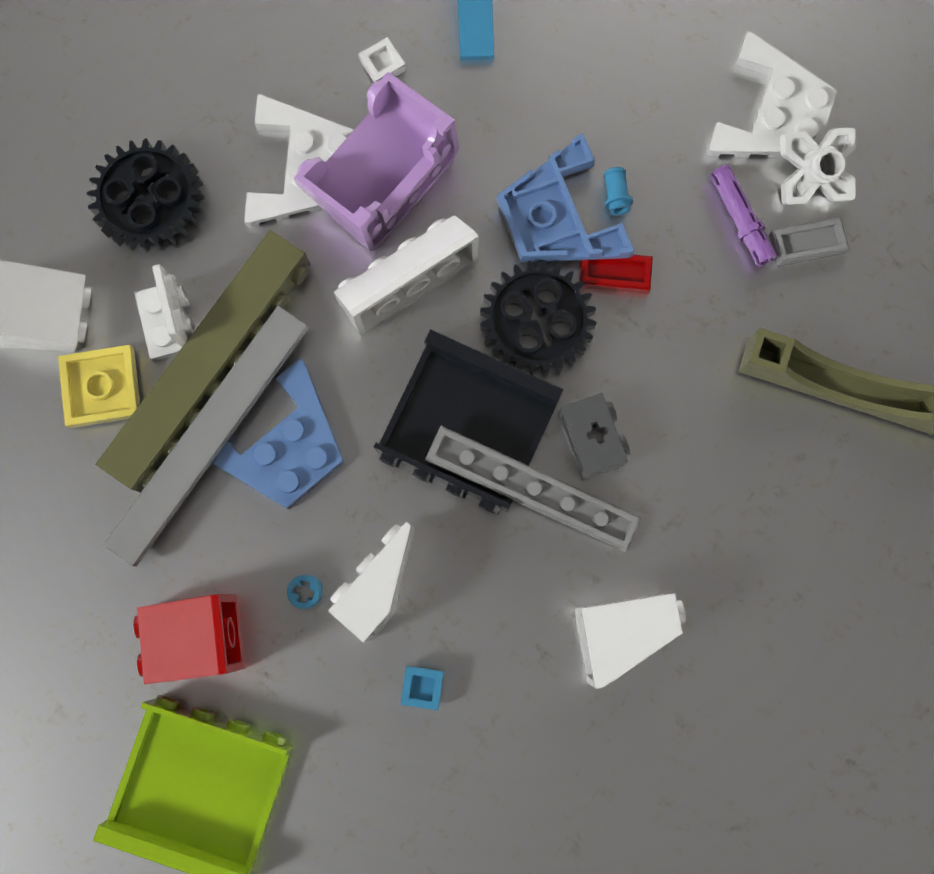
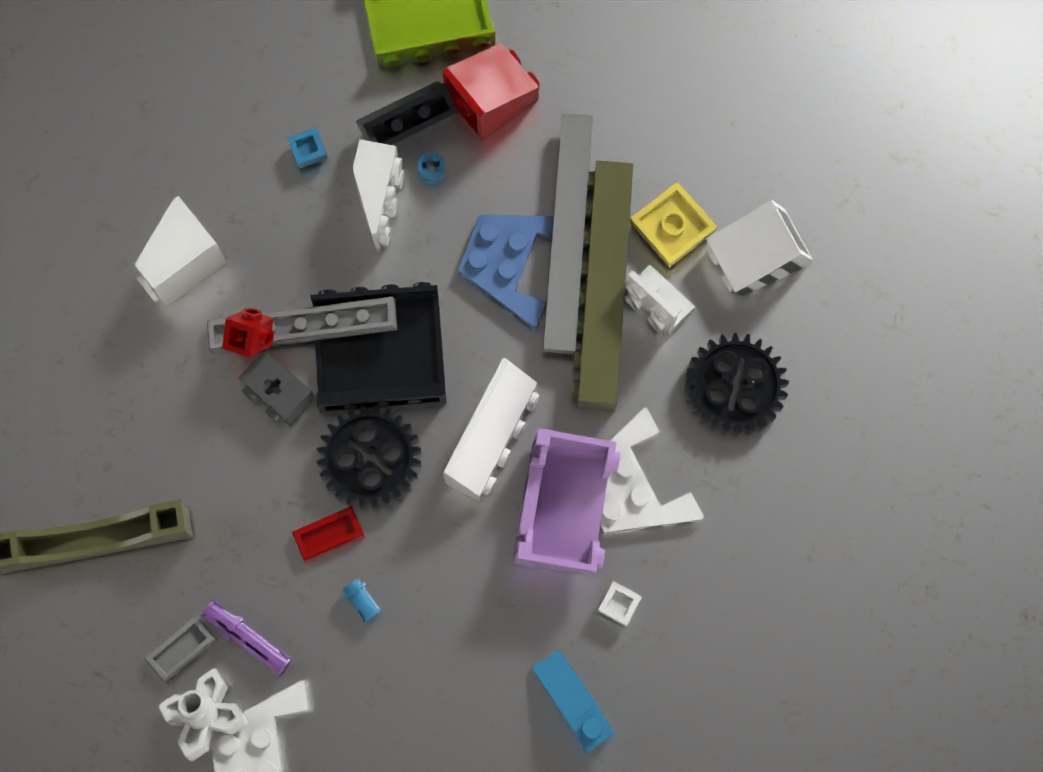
camera: 145 degrees right, 5 degrees down
(296, 657) = (408, 115): none -> black brick
(545, 218) = (410, 544): medium blue wing -> none
(596, 497) = (248, 332): none -> red brick

